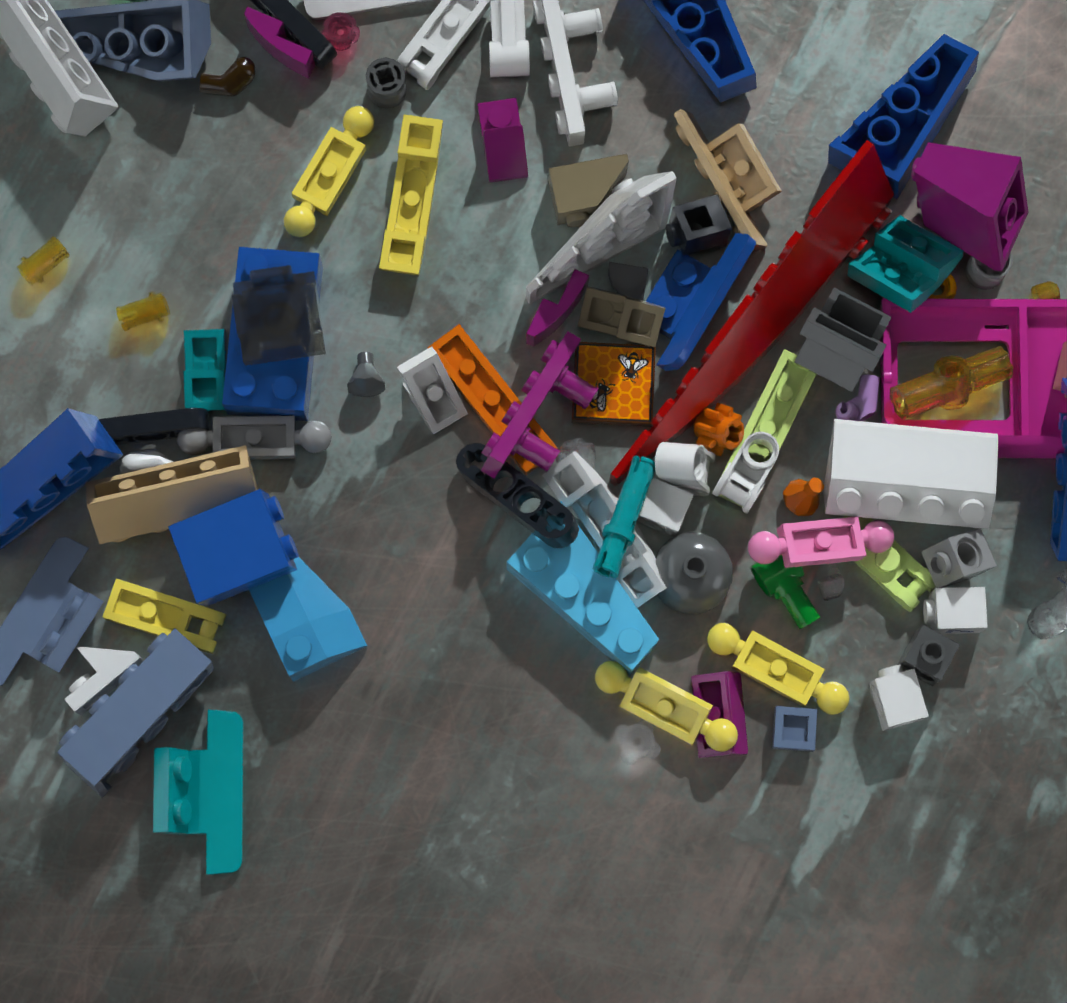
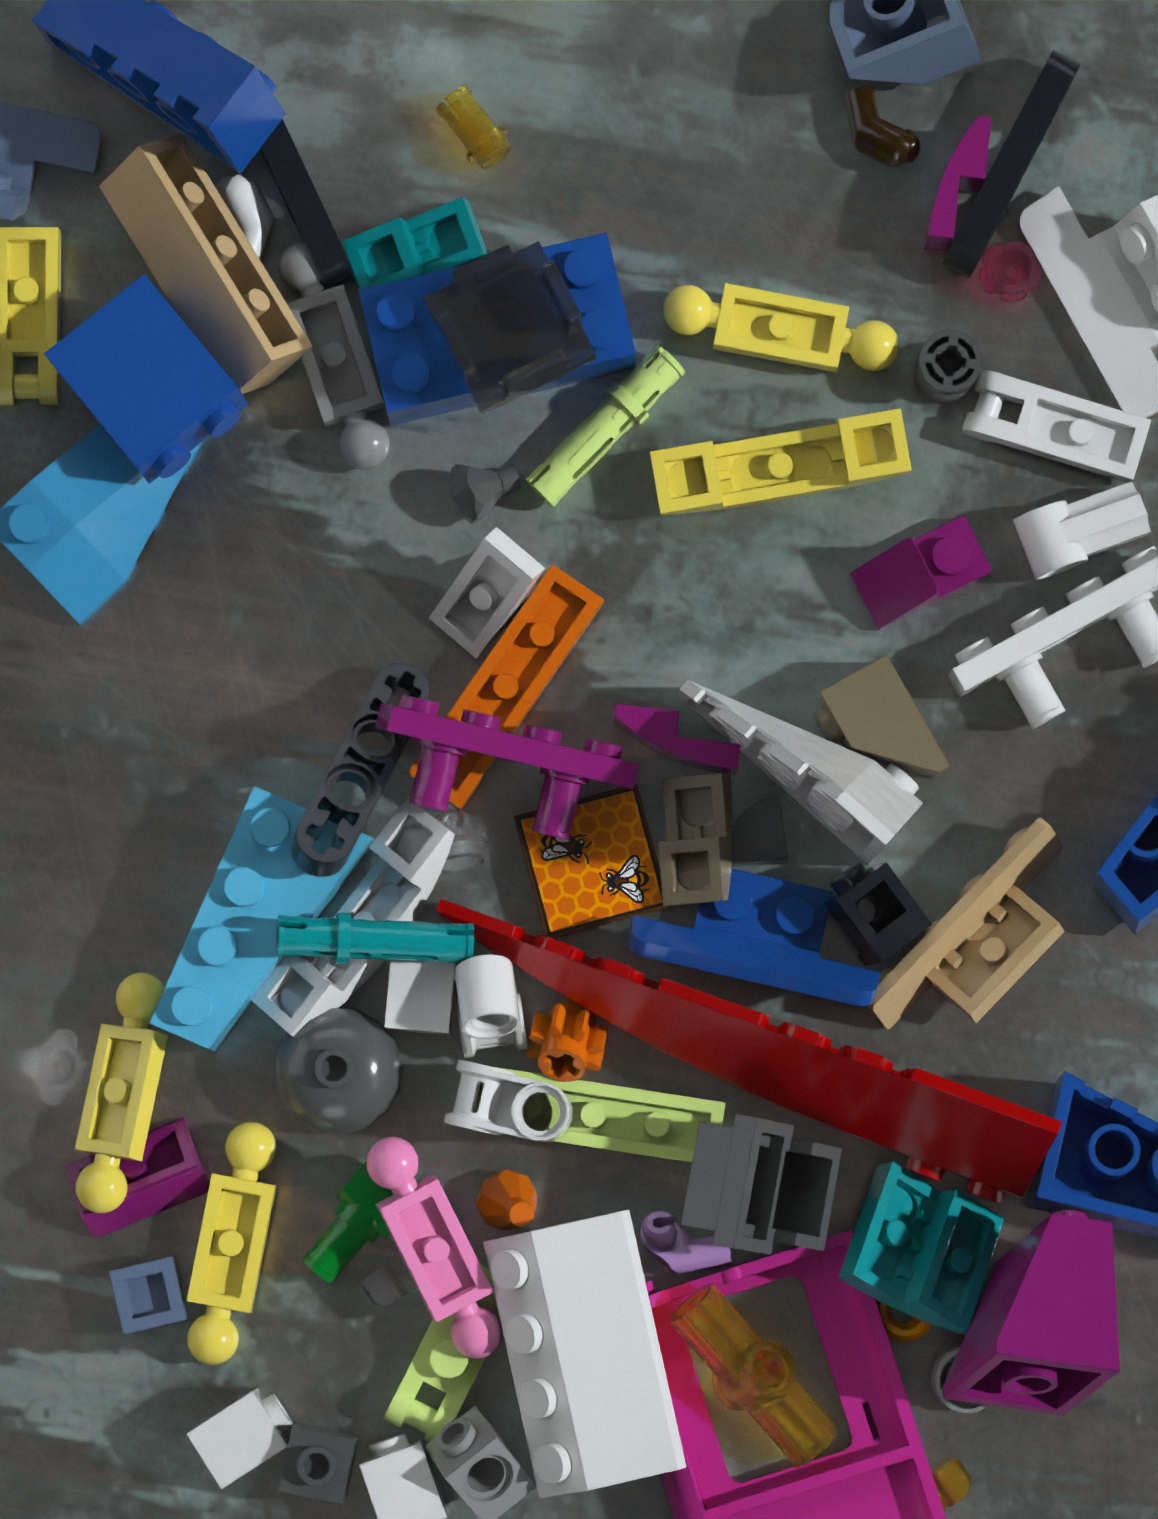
camera: 75 degrees right, 5 degrees up
(346, 279) = (614, 416): none -> yellowish green pin

